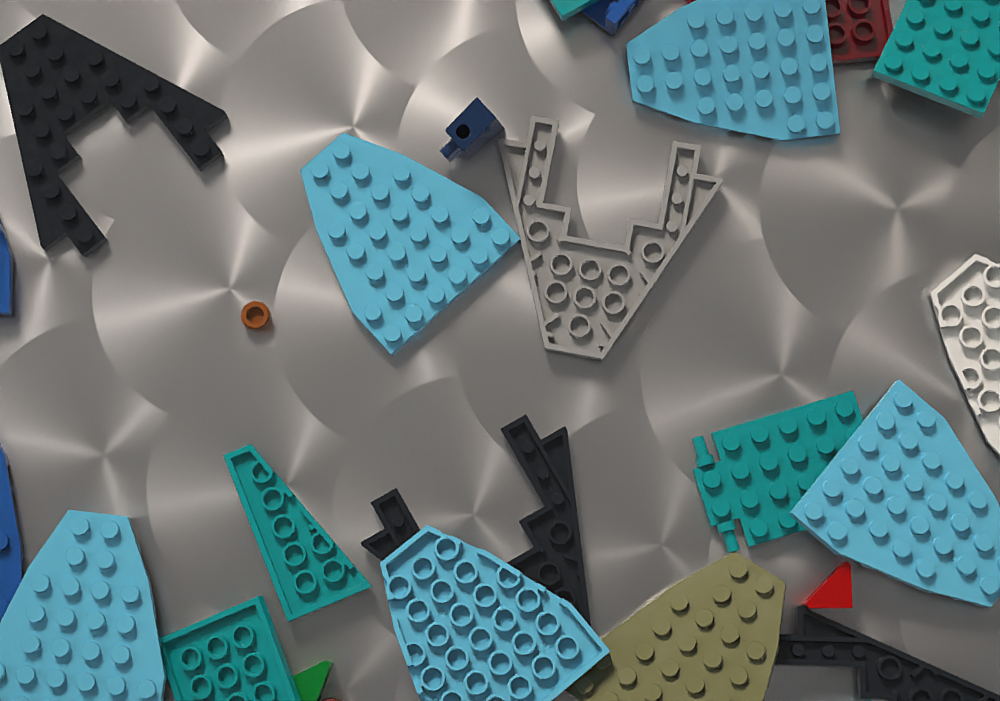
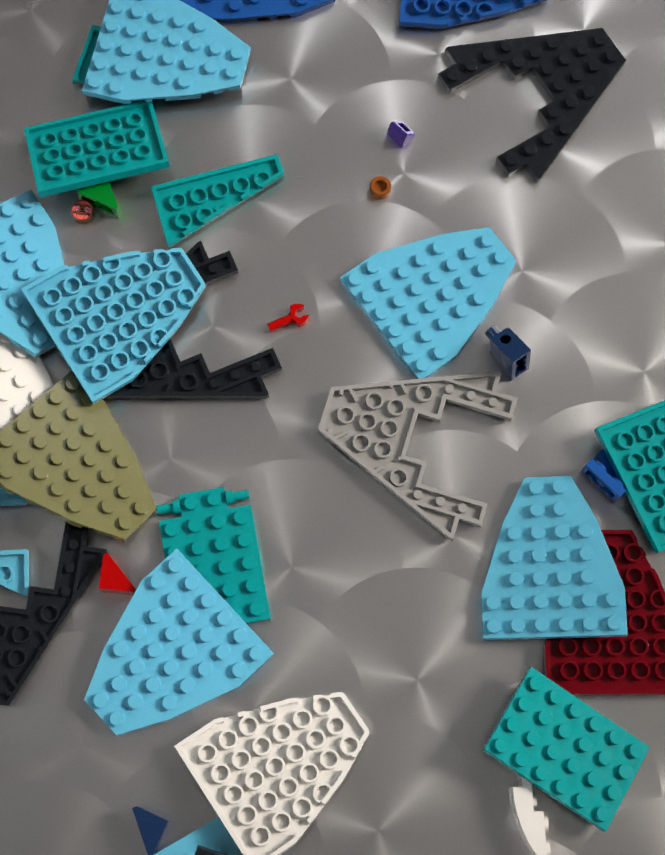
camera: 85 degrees right, 5 degrees down
(173, 297) = (400, 132): none -> dark purple slope
(454, 414) = (290, 318): none -> red bar

